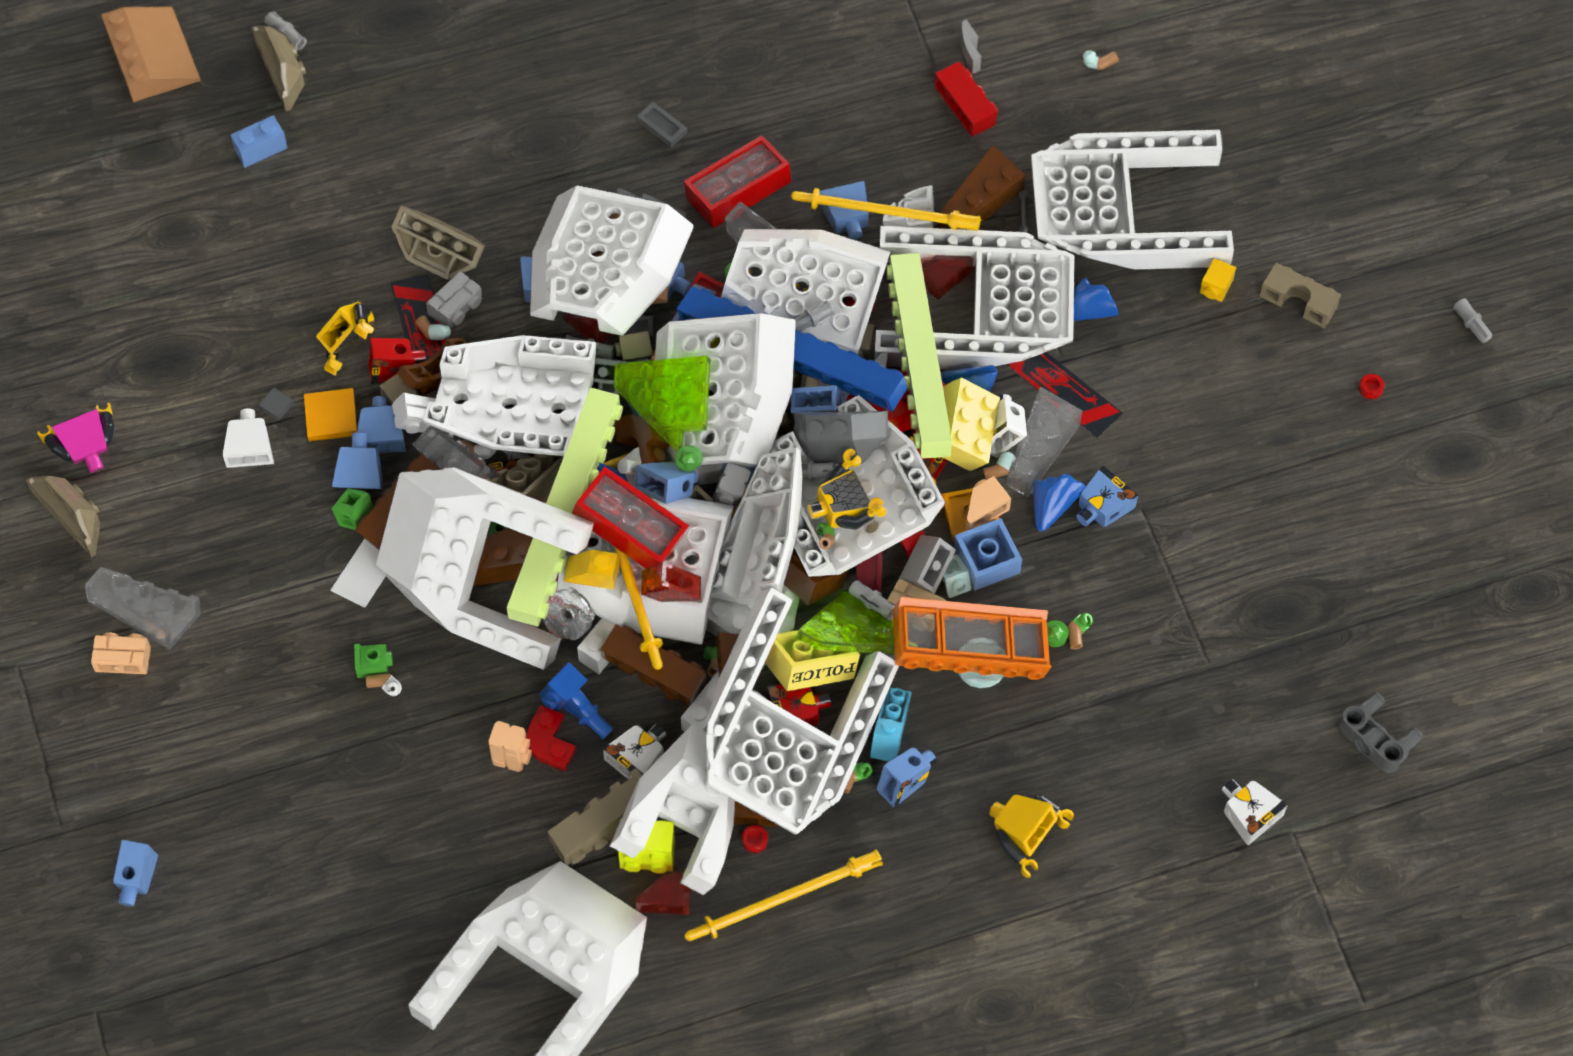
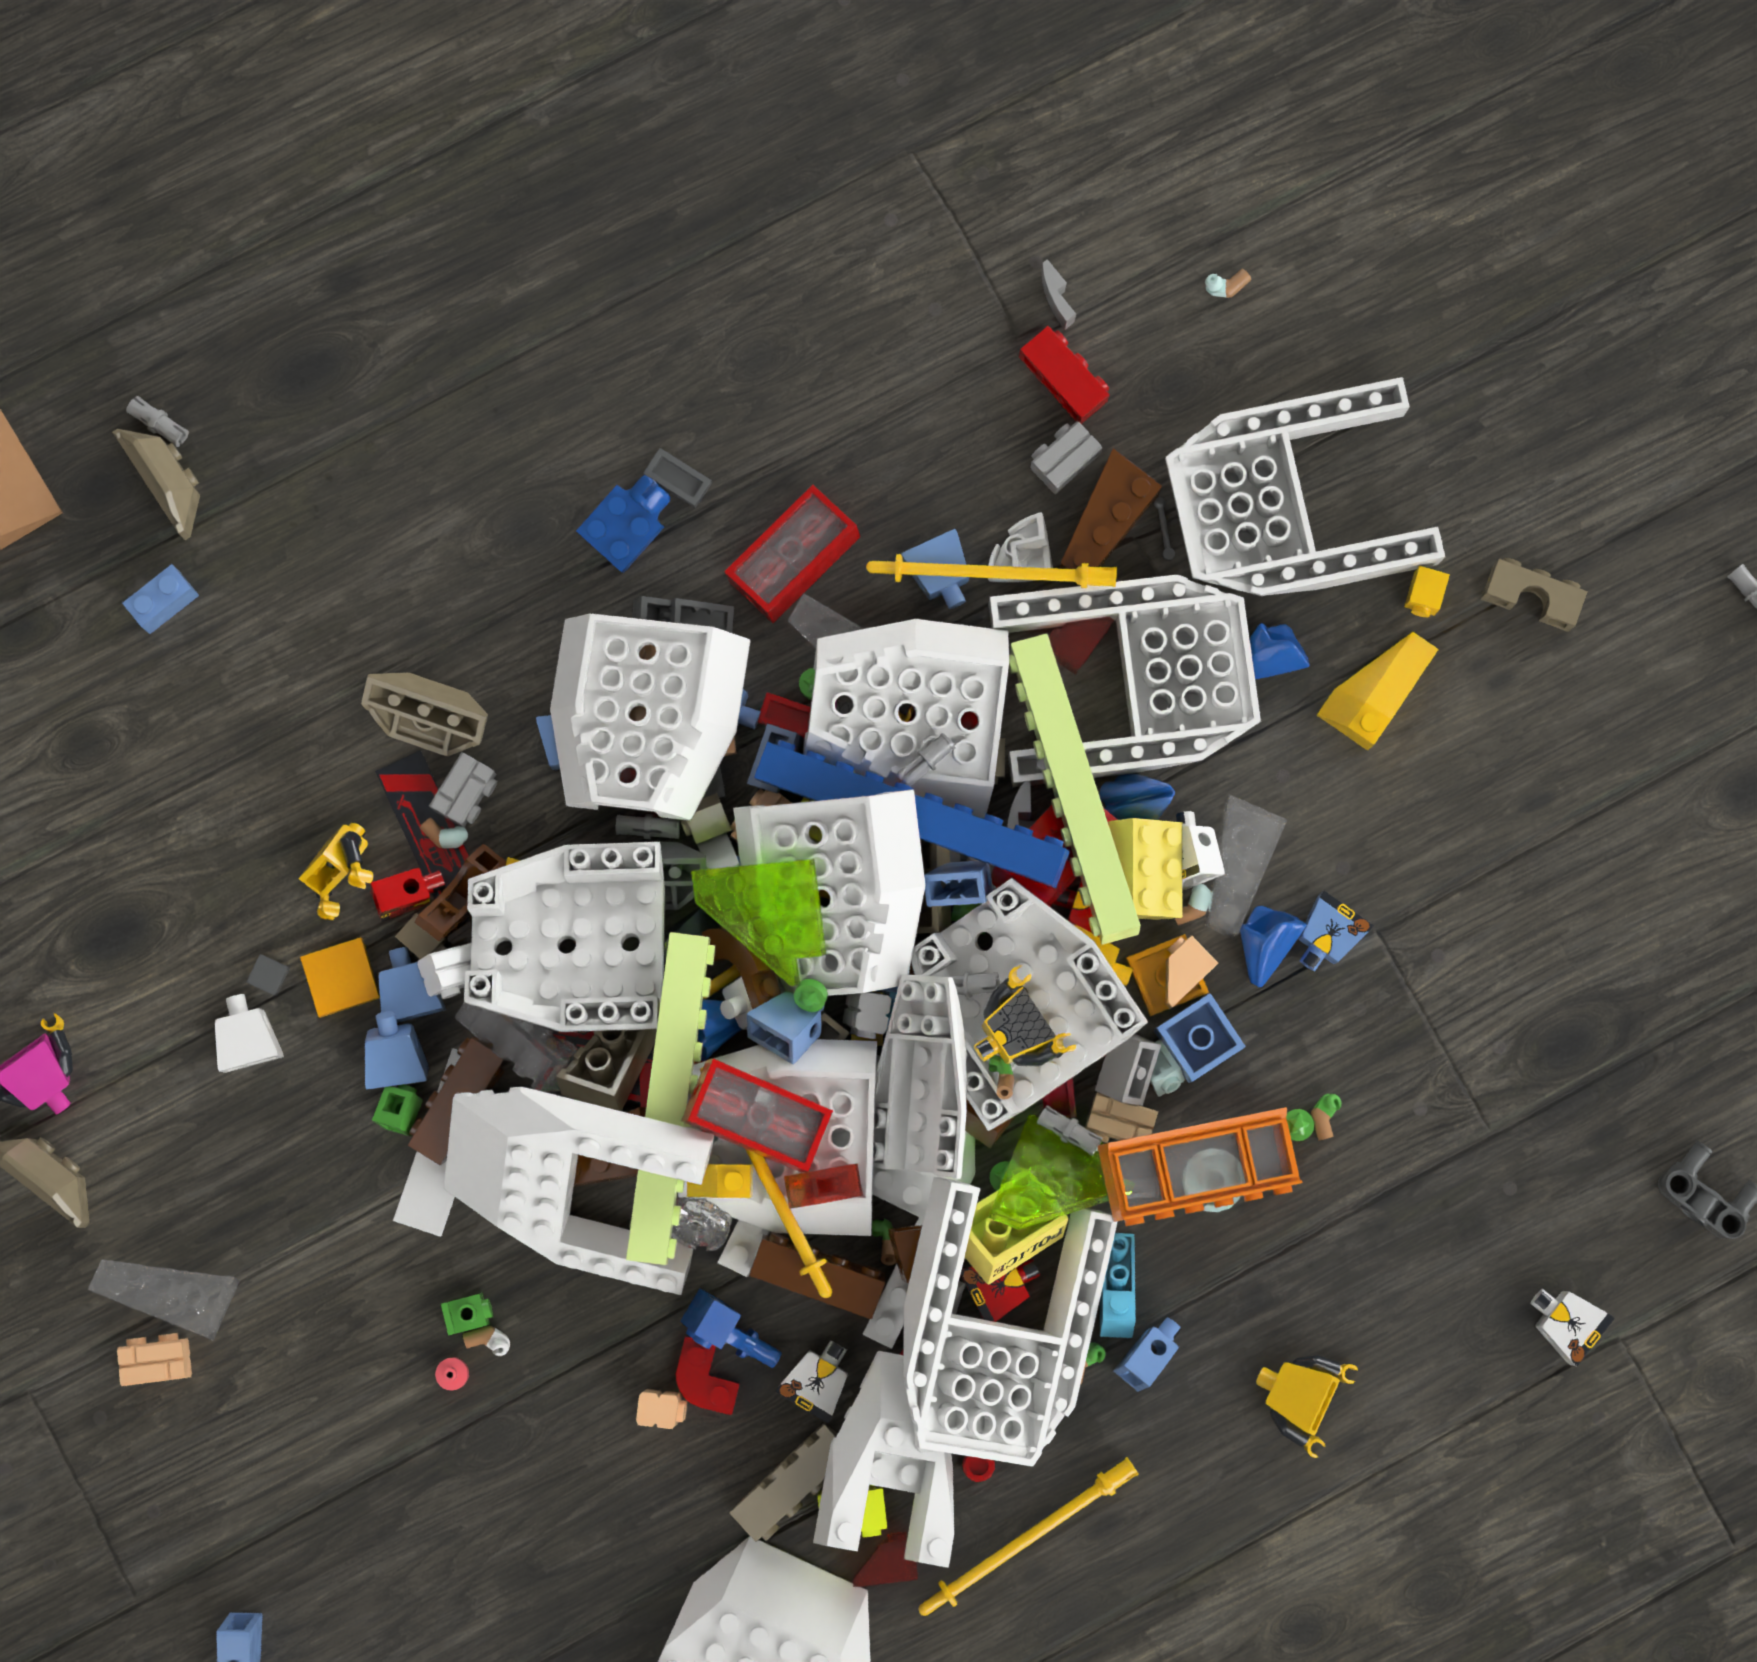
camera: 10 degrees left, 20 degrees up
(350, 704) = (459, 1370): none -> coral tile
(617, 145) = (626, 522): none -> blue plate
(830, 434) = (997, 936): dark grey wedge -> none
(956, 151) = (1065, 456): none -> light grey brick
(1054, 377) = (1267, 785): black sticker -> none
(1165, 347) = (1374, 694): none -> yellow wedge
(1371, 386) = (1638, 707): red tile -> none

